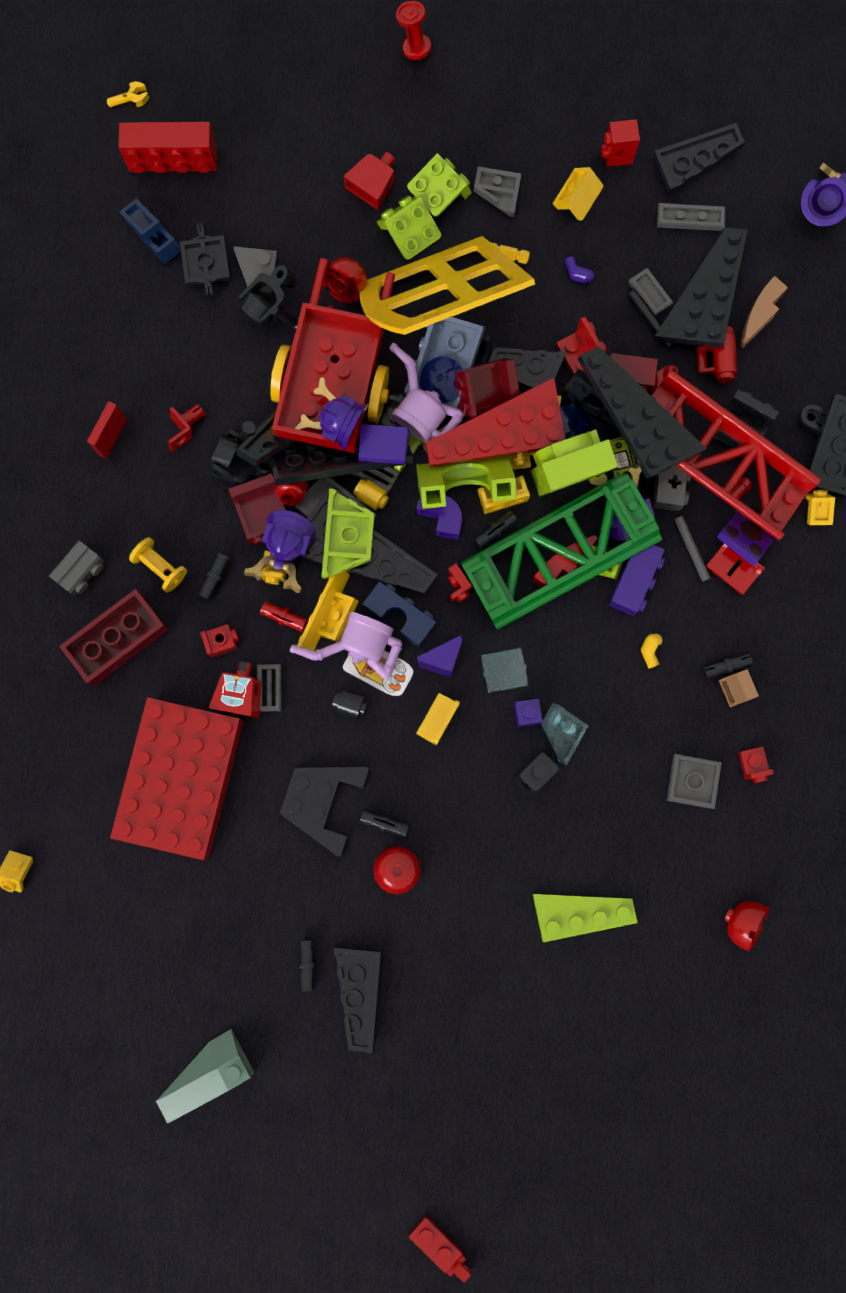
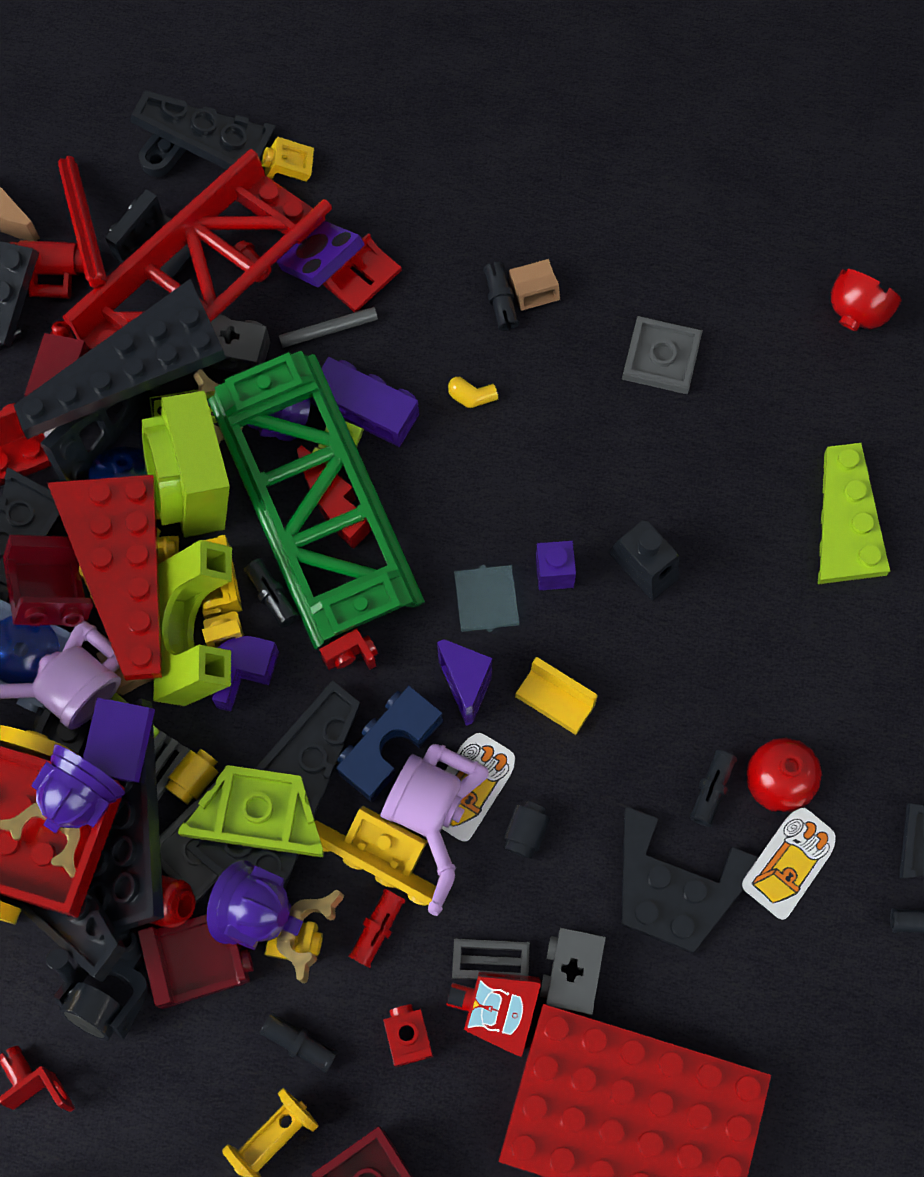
camera: 85 degrees left, 10 degrees down
(248, 737) = (587, 953): none -> dark grey brick
(340, 874) = (790, 862): none -> sticker
(467, 502) = (222, 628): none -> yellow bracket
(563, 731) = (586, 517): clear light blue wing -> none
(750, 372) = (82, 222): none -> red axle
(755, 764) = (643, 275): red bracket -> none

